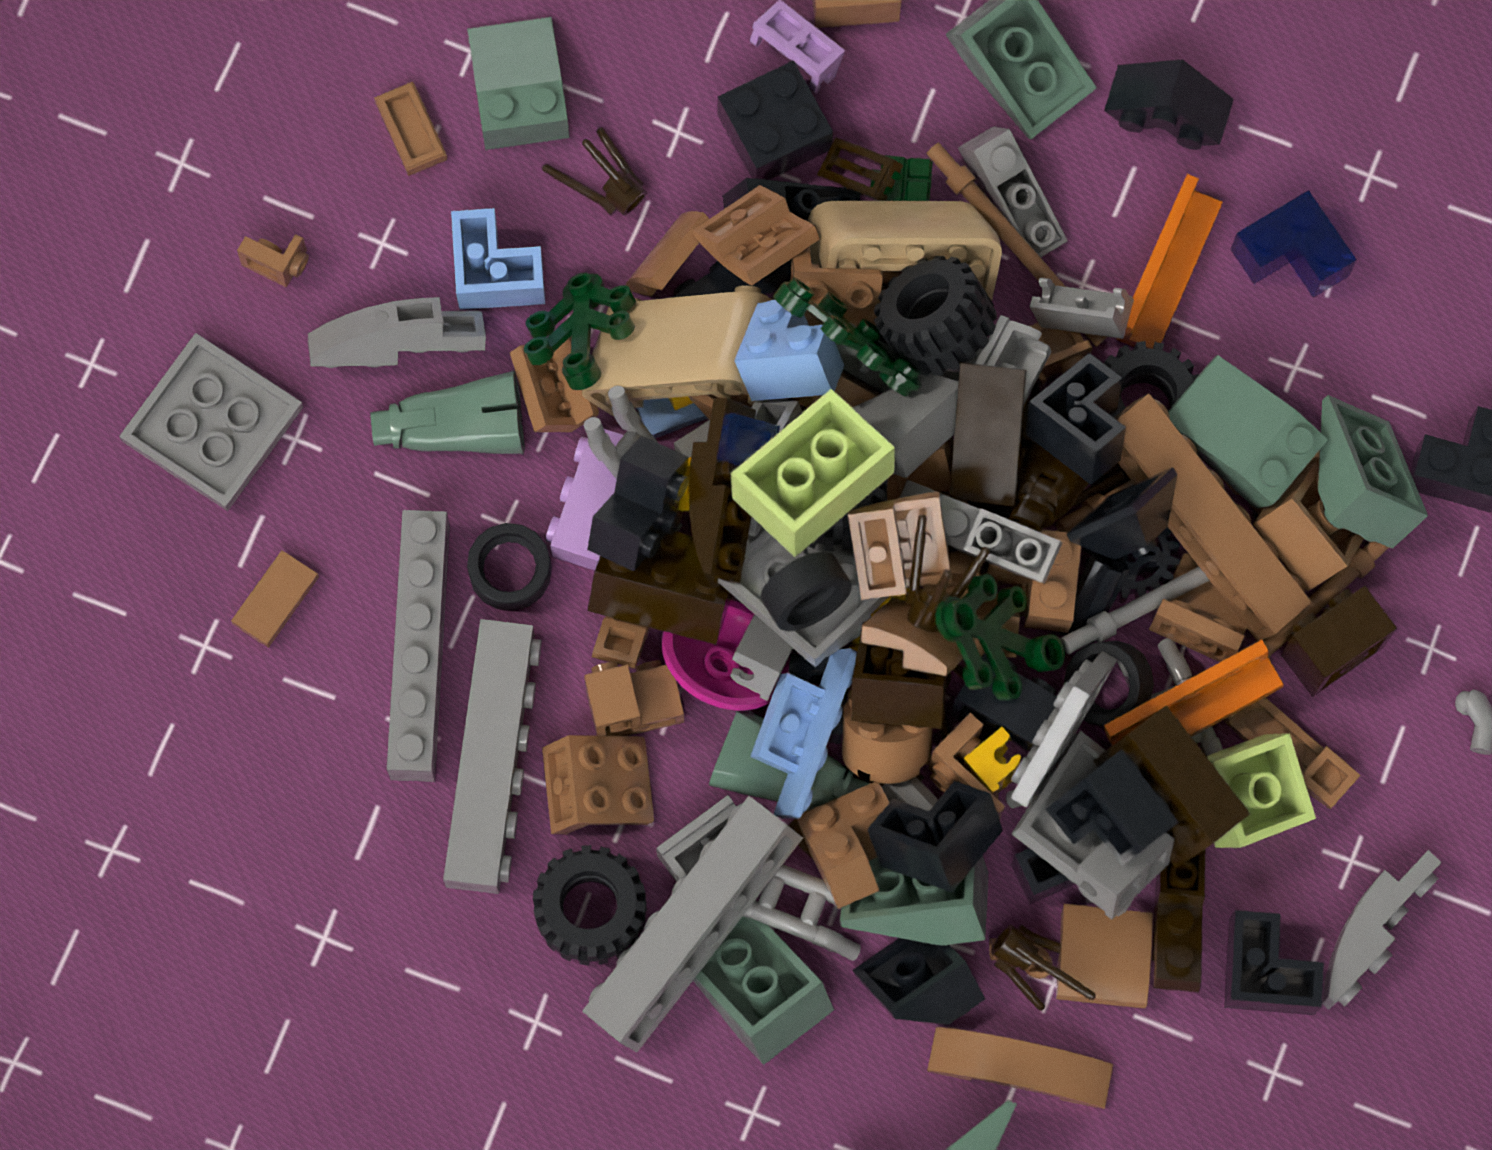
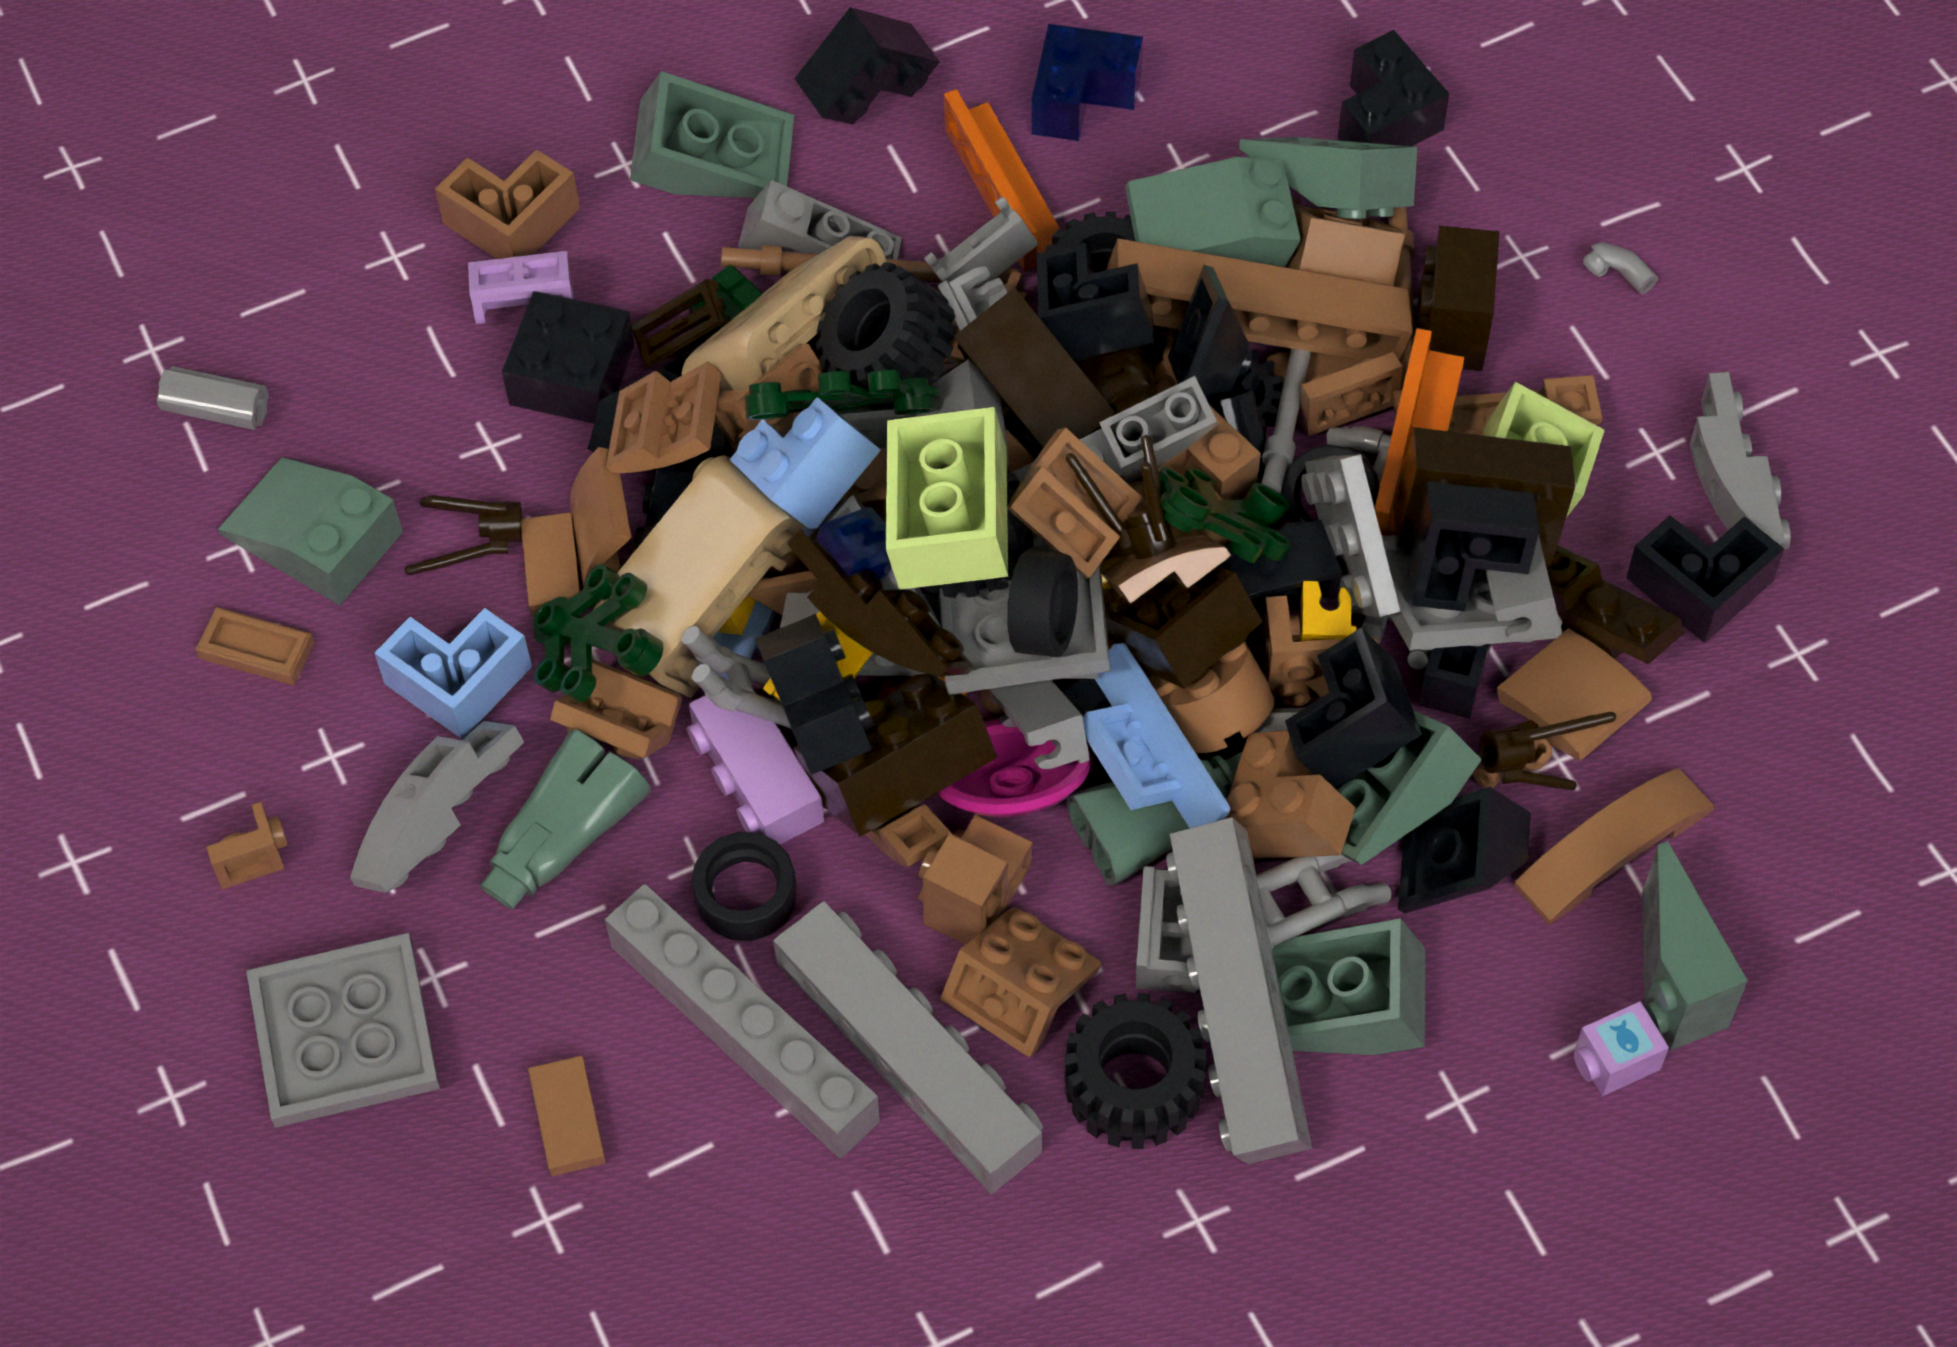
camera: 45 degrees left, 15 degrees down
(625, 247) = (549, 558): none -> medium nougat tile

